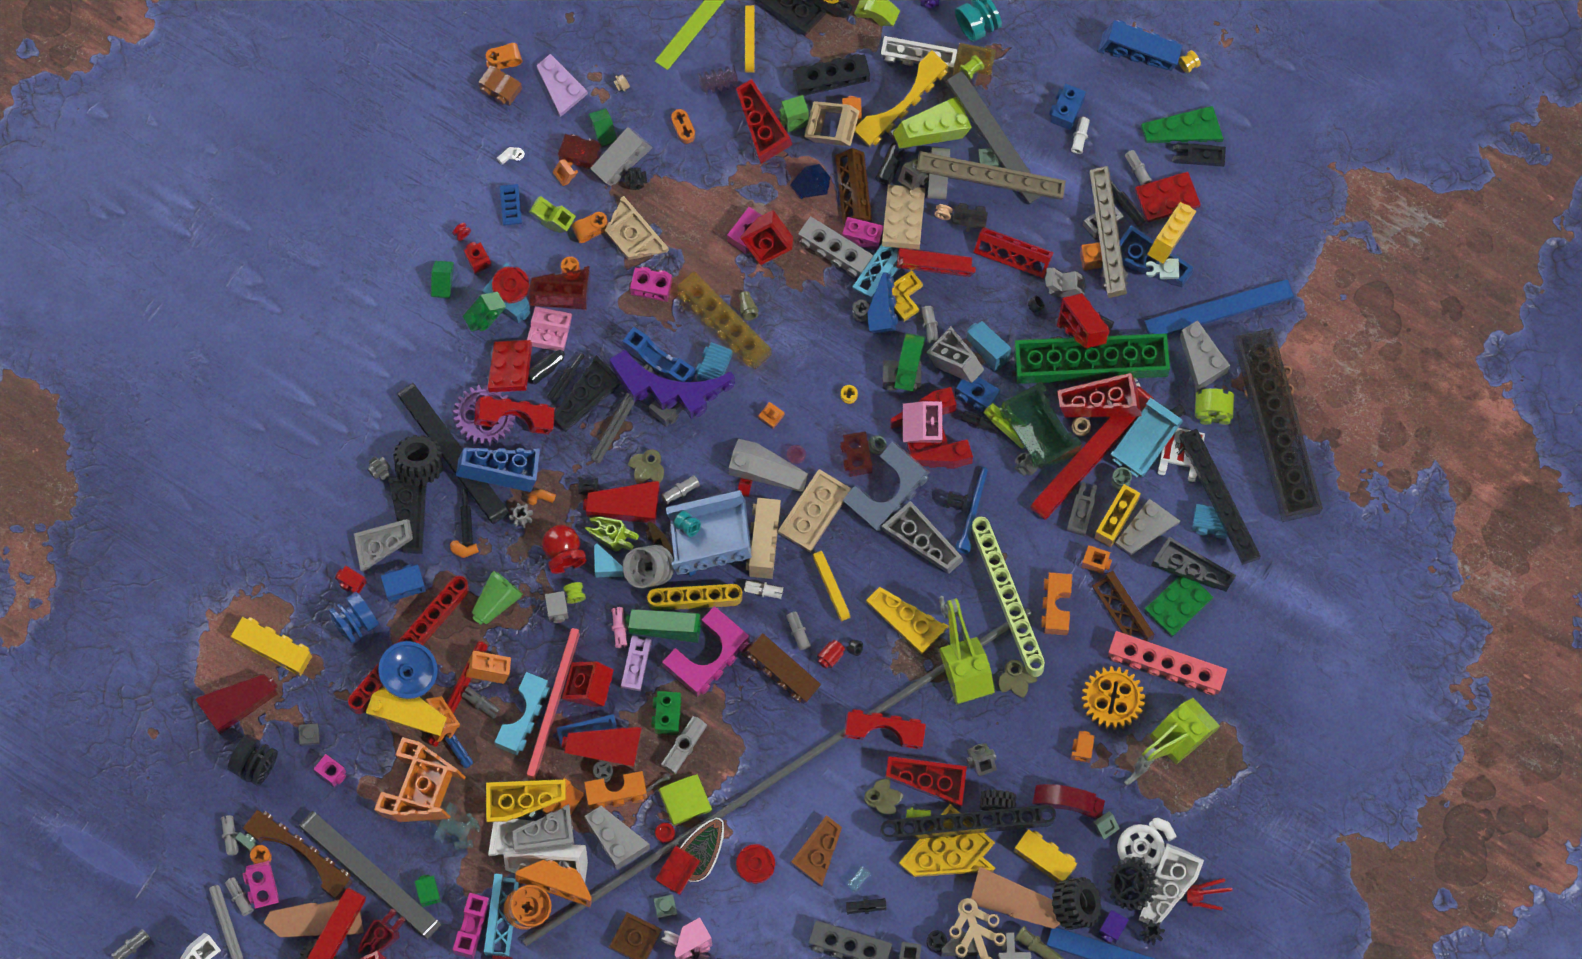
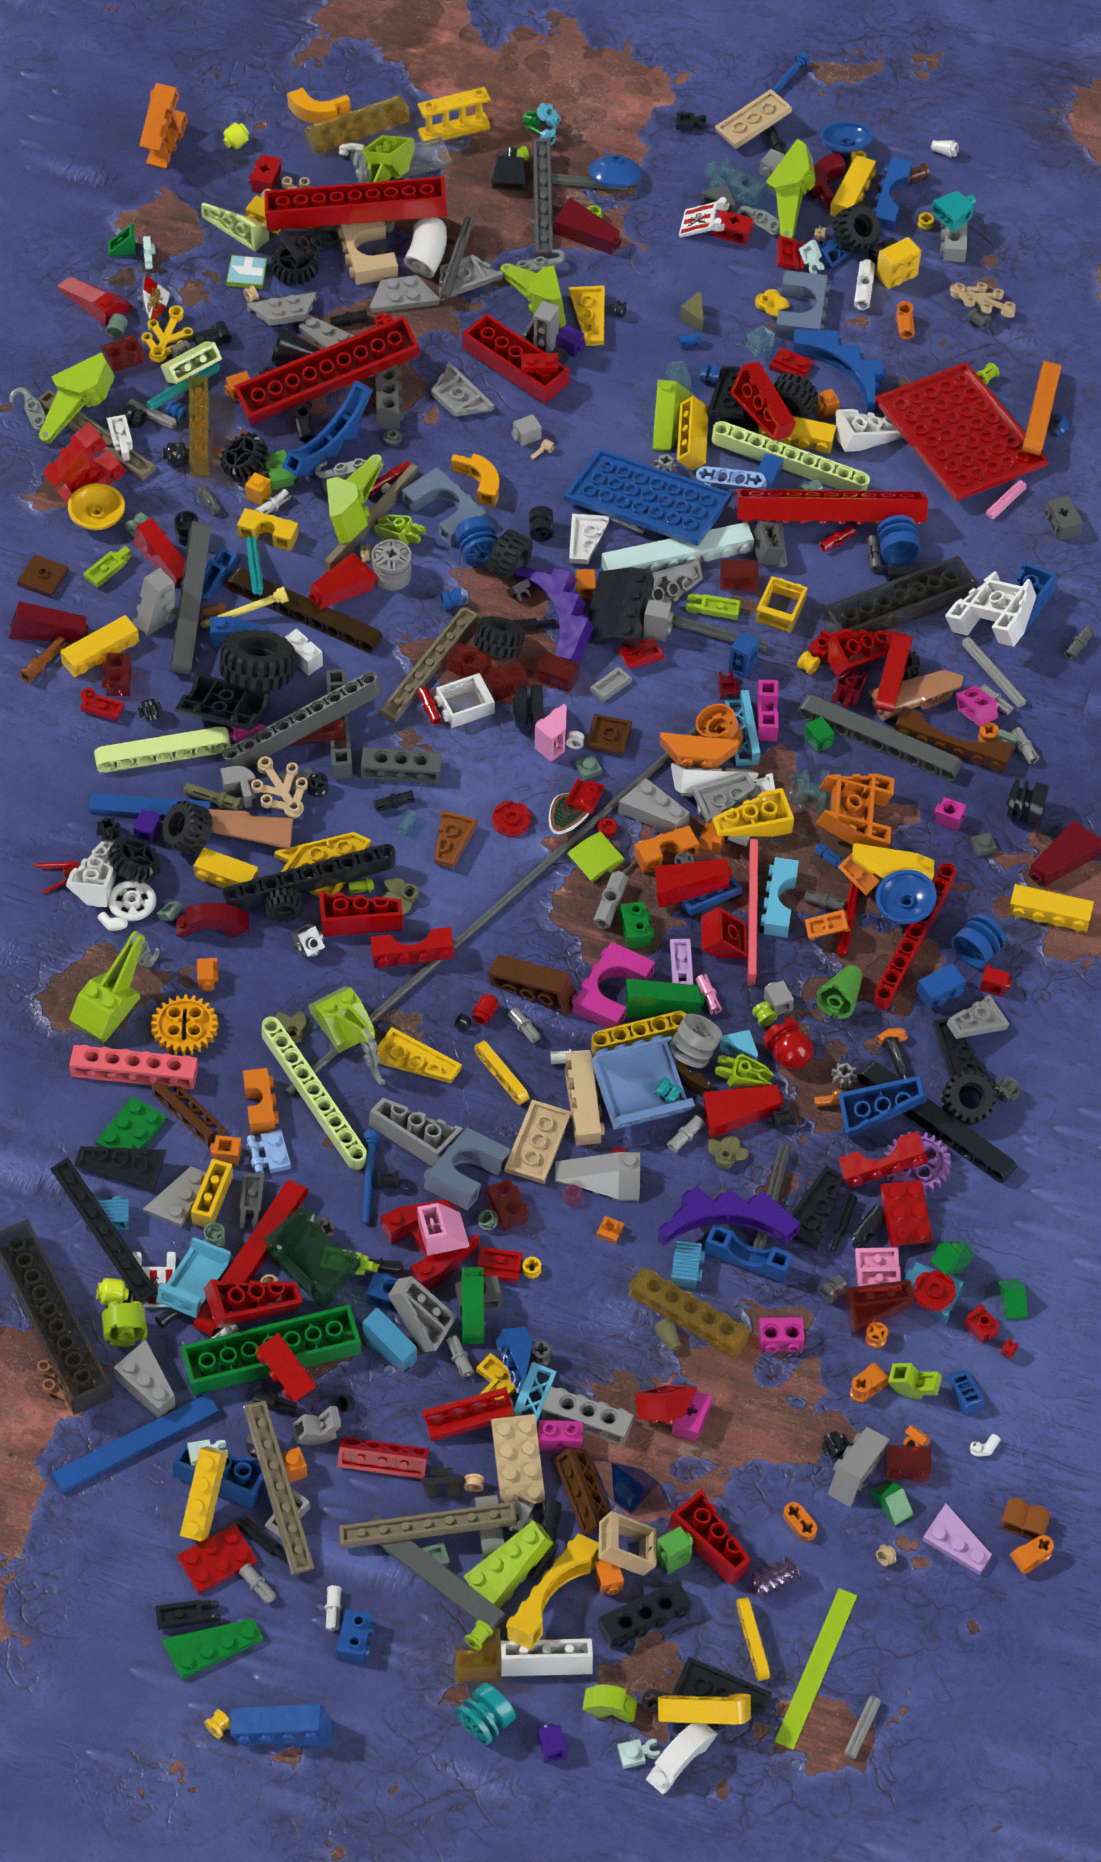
camera: 165 degrees right, 15 degrees down
(595, 312) = (834, 1288): none -> dark grey wheel
(633, 233) = (819, 1387): tan wing -> none
(877, 400) = (500, 1263): none -> red plate
(1052, 554) = (274, 1149): none -> light blue plate
(1220, 444) = (111, 1290): none -> neon yellow head

